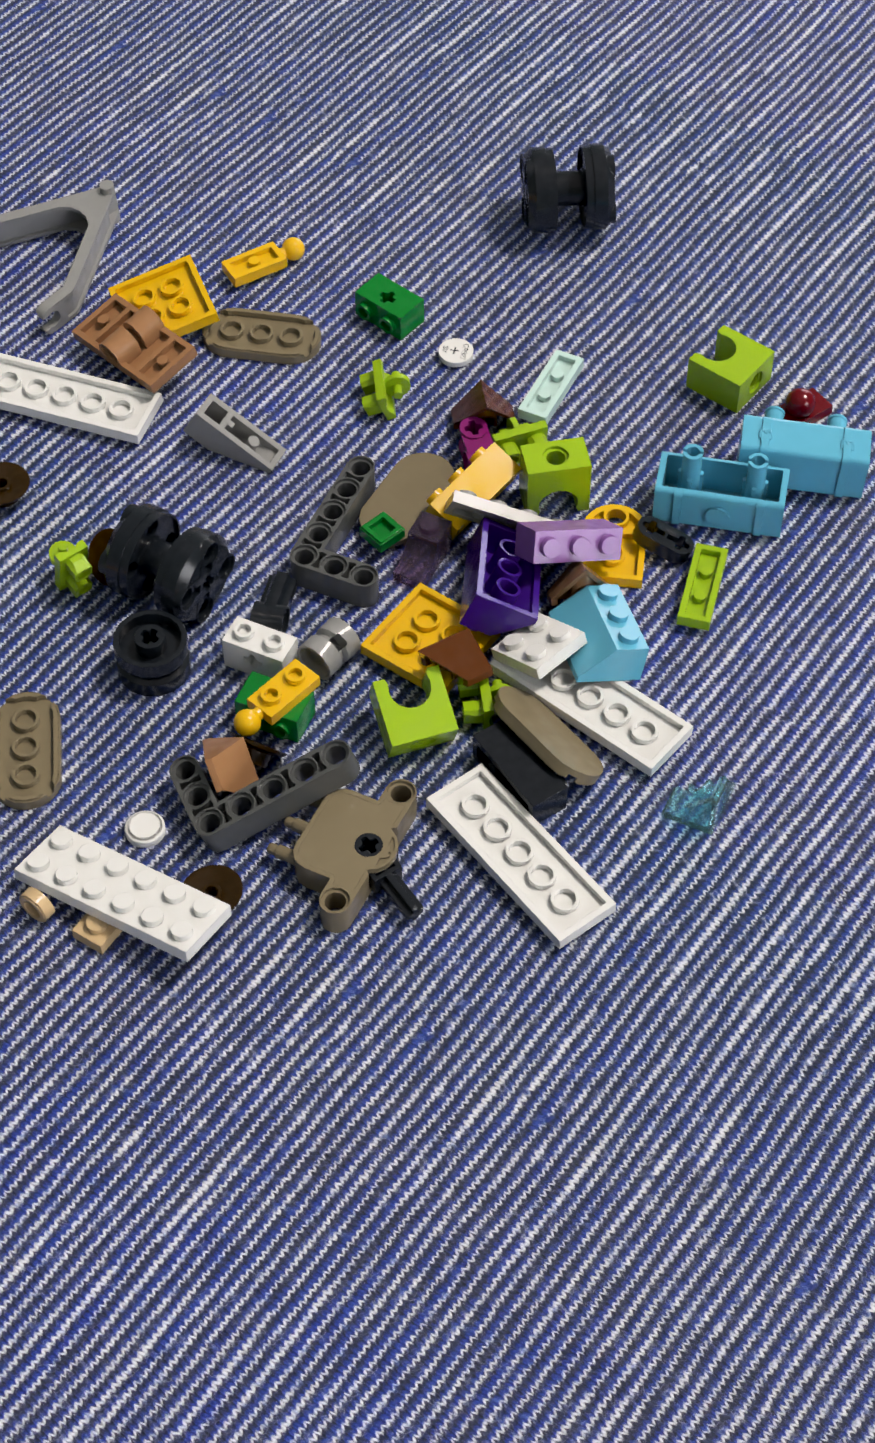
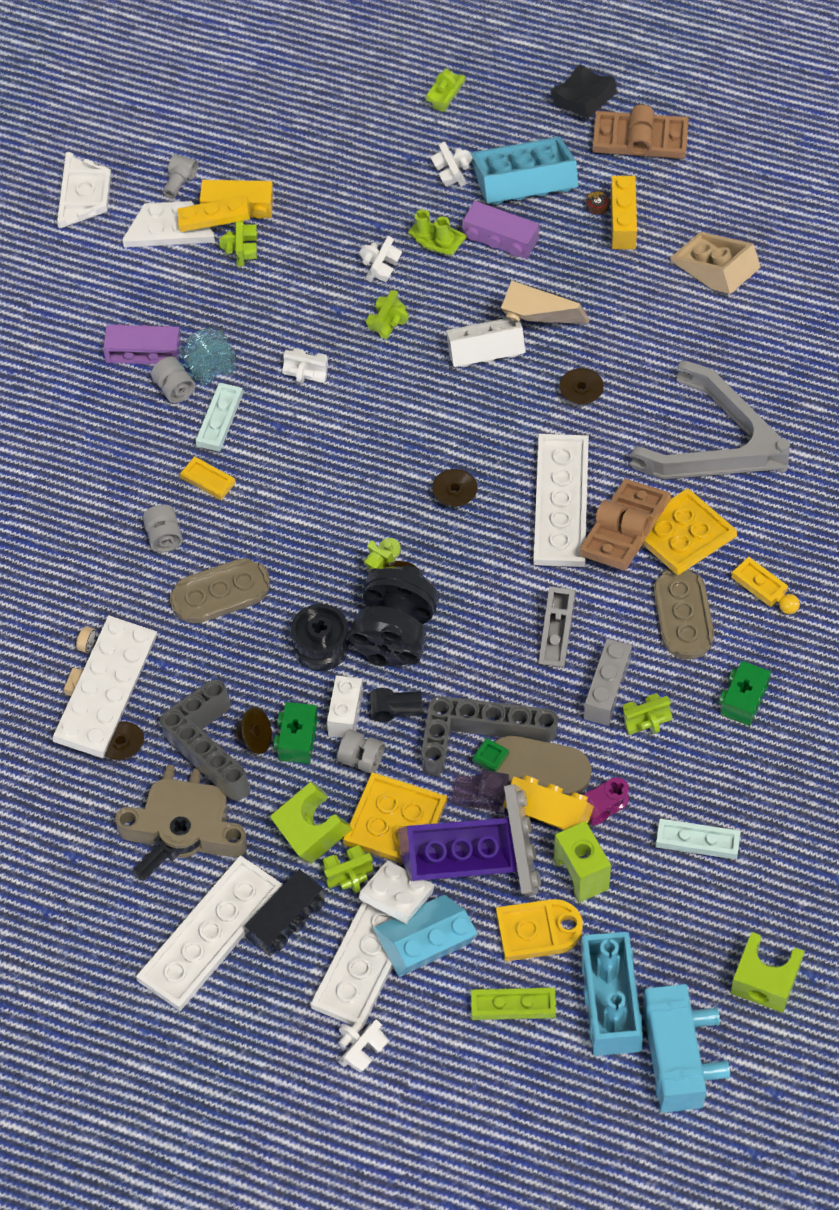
camera: 75 degrees right, 5 degrees up
(145, 829) = (173, 686): white piece -> none
(229, 763) = (221, 715): medium nougat slope -> none
(276, 697) = (292, 727): yellow plate -> none
(349, 417) = (606, 682): none -> light grey arch
(456, 352) = (717, 758): white piece -> none
(459, 656) = (354, 833): reddish brown slope -> none
(481, 403) = (651, 794): reddish brown slope -> none
(520, 434) = (628, 826): lime hips -> none
(547, 735) = (317, 921): dark tan tile -> none
(568, 541) = (502, 884): medium lavender brick -> none
(571, 581) = (483, 912): medium nougat slope -> none
(663, 539) = (559, 962): black beam -> none
(700, 806) = (294, 1050): clear light blue slope -> none
(713, 733) = (354, 1055): none -> white hips
(806, 406) = (743, 1041): dark red tile -> none

